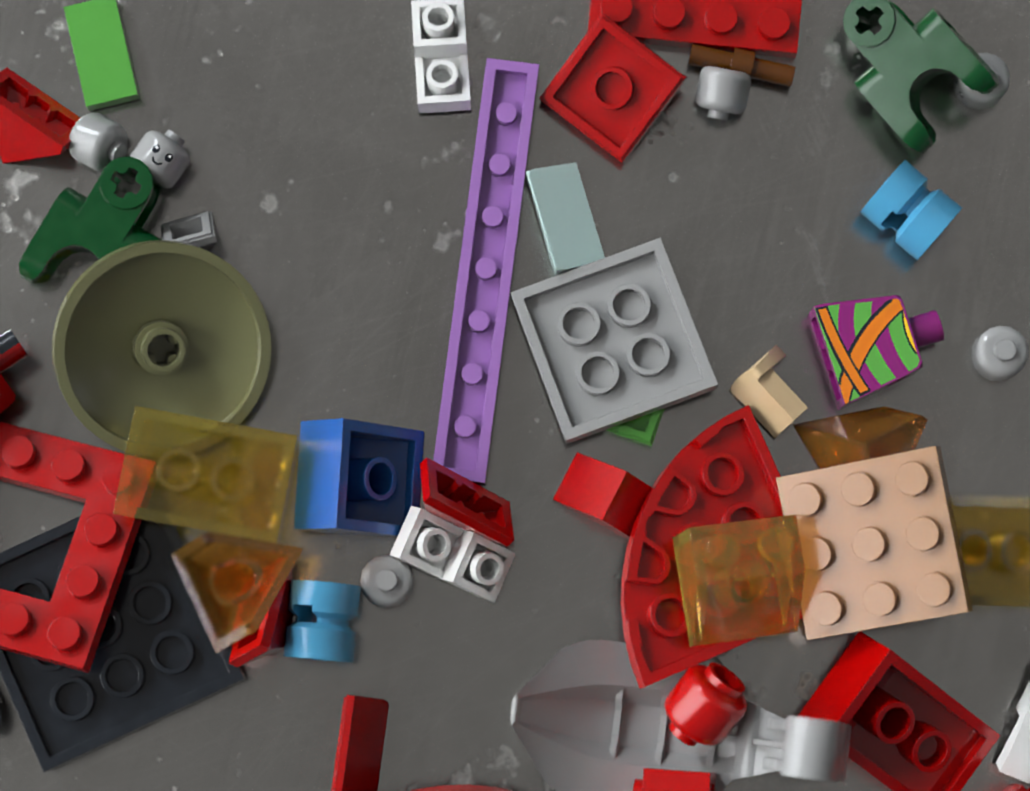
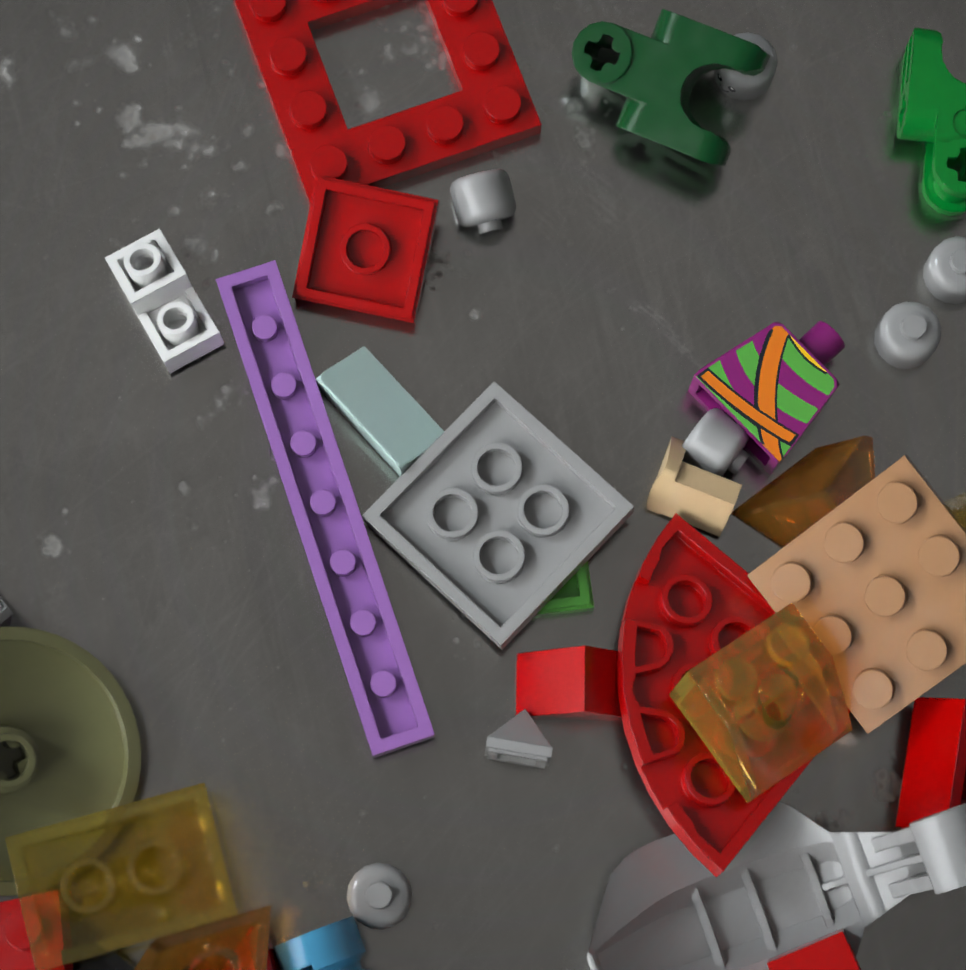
camera: 30 degrees left, 5 degrees down
(356, 477) = (293, 798): blue slope -> none
(452, 554) = (436, 830): white slope -> none
(465, 503) = (424, 768): red slope -> none
(544, 519) = (519, 743): none -> light grey slope
(705, 704) = (797, 859): red head -> none
(743, 61) = (489, 158): reddish brown bar -> none
(805, 367) = (716, 444): none -> light grey piece
(911, 209) = (743, 228): dark azure wheel -> none

